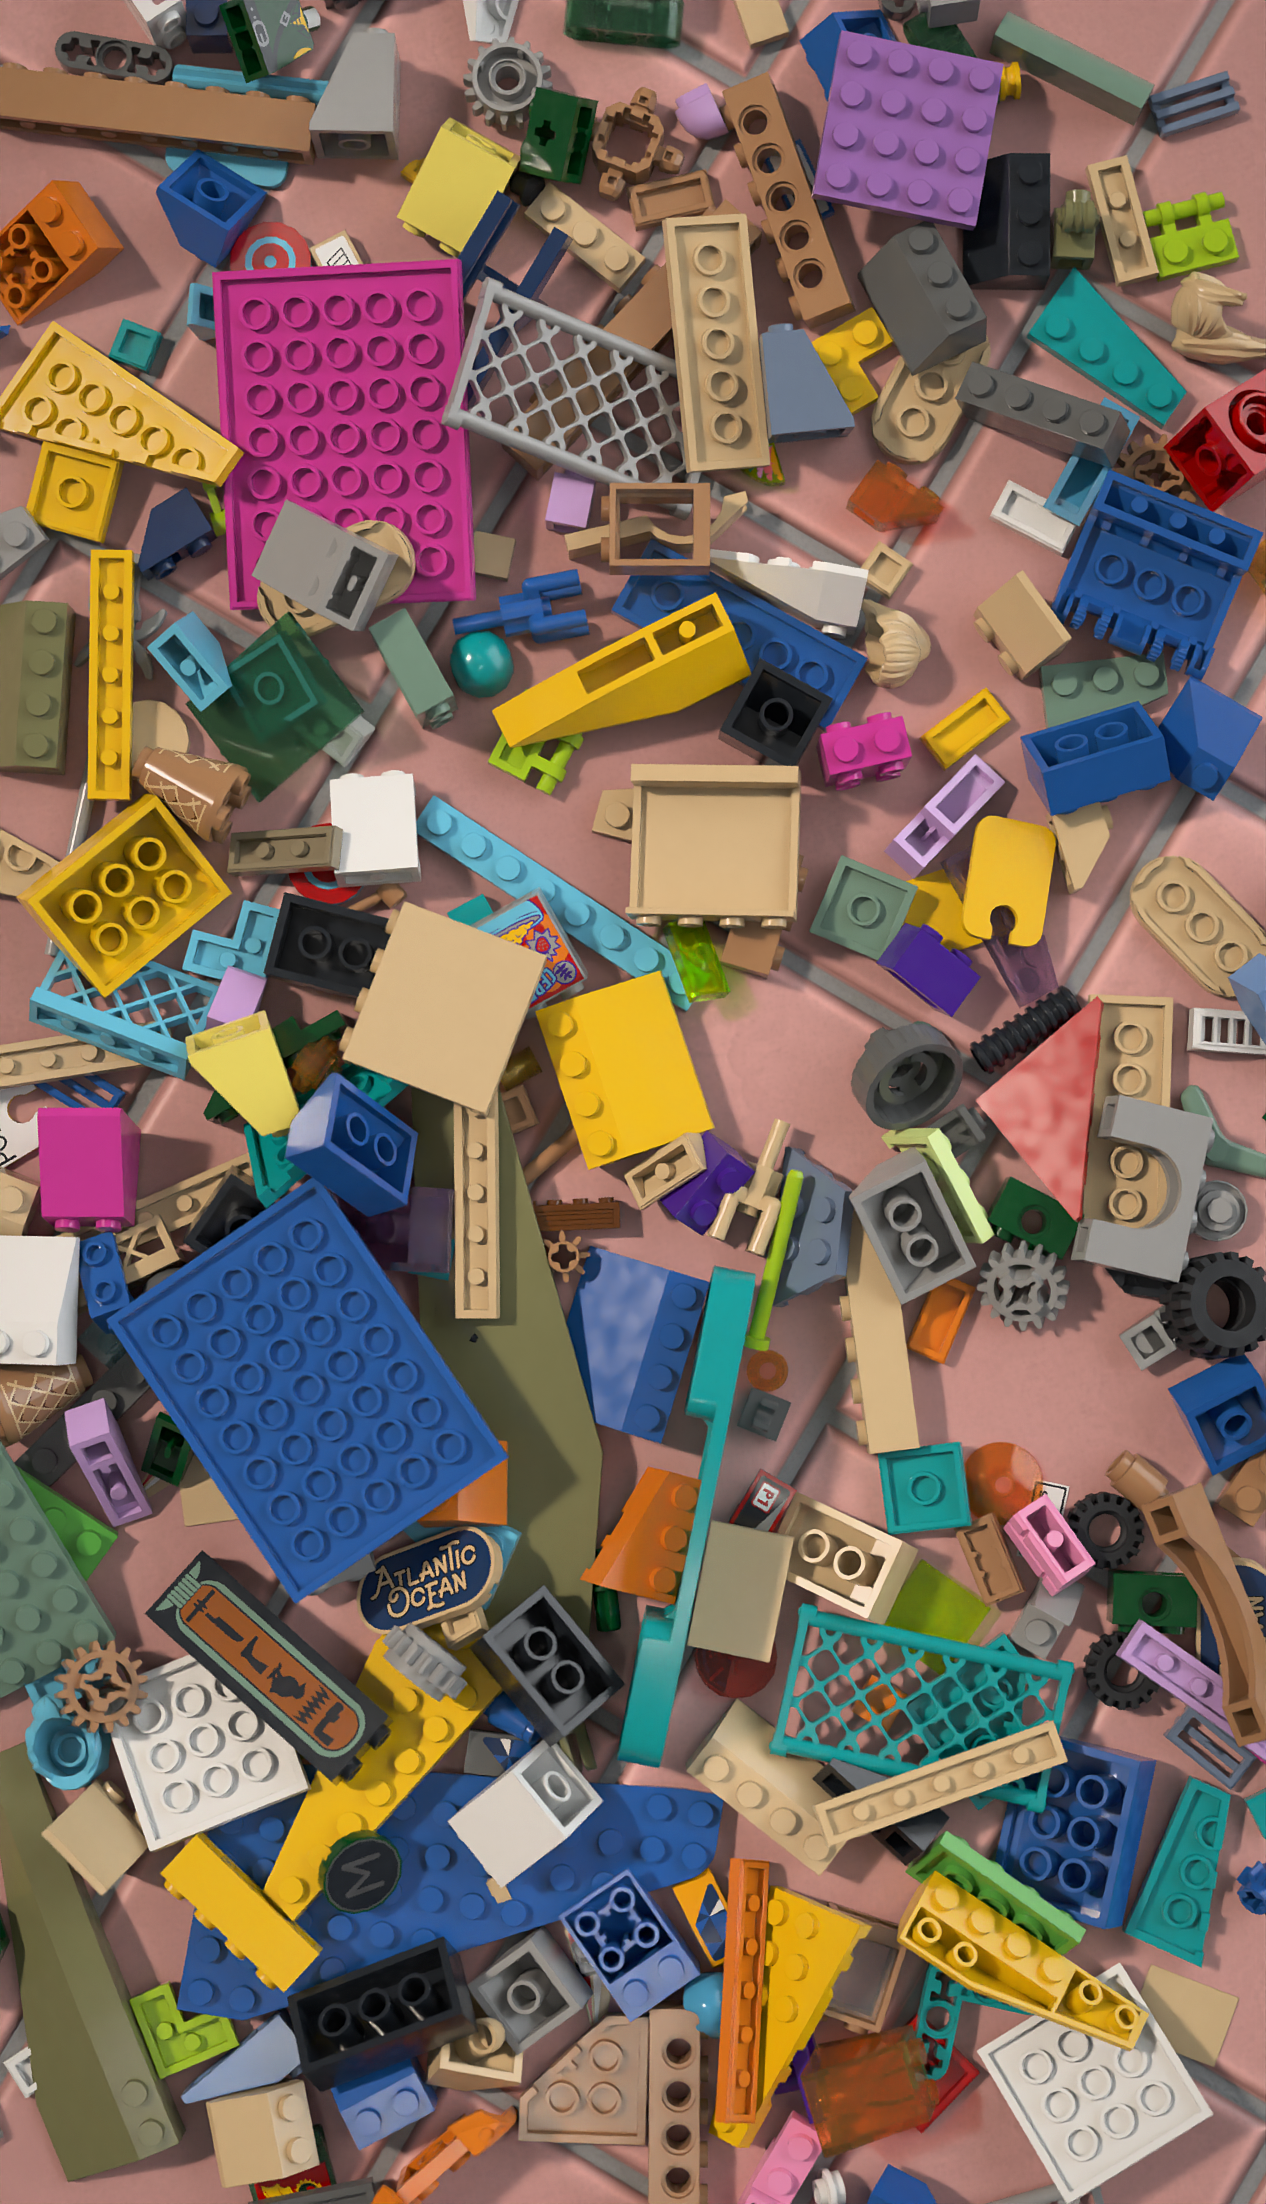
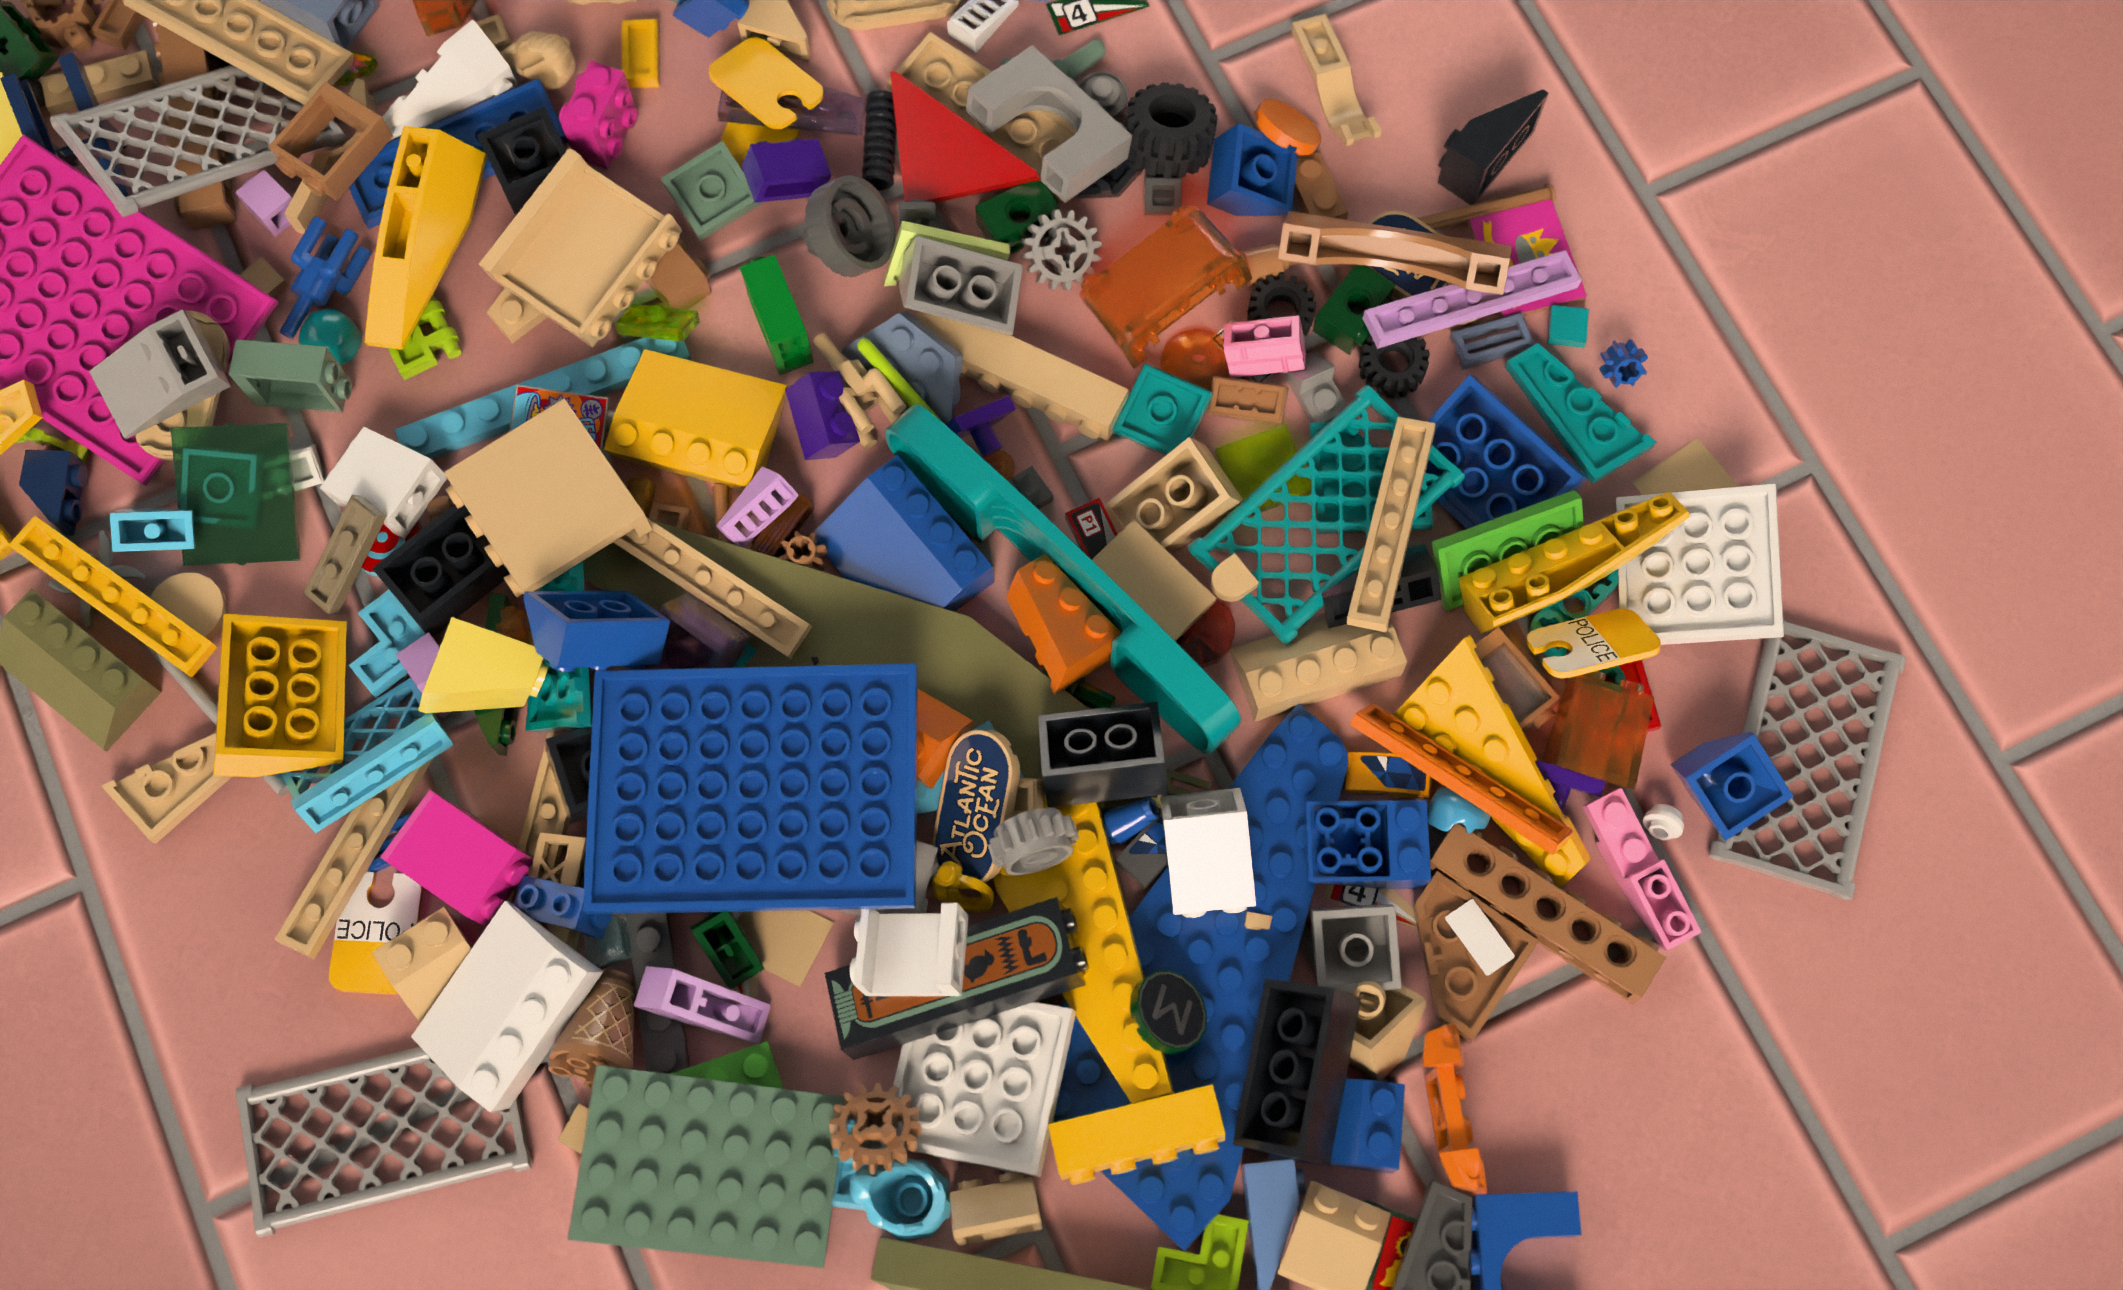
camera: 55 degrees left, 15 degrees down
(195, 788) = (247, 585): medium nougat cone -> none
(260, 1622) = (910, 953): none -> white panel
(352, 1601) = (950, 877): none -> yellow piece
(576, 1187) = (776, 498): none -> lavender slope
(613, 2091) = (1479, 937): none -> white sticker
(667, 1169) = (792, 435): tan slope -> none
(775, 1068) = (776, 314): none -> green window
(790, 1331) = (979, 424): none -> dark purple tile
(792, 1669) = (1232, 580): none -> tan tile
(879, 1701) = (1302, 538): orange tile -> none
(940, 1319) = (1045, 325): orange tile -> none
(944, 816) = (689, 101): lavender slope -> none
(956, 2039) = (1595, 642): none -> piece
(1049, 1409) = (1162, 281): none -> clear orange windscreen

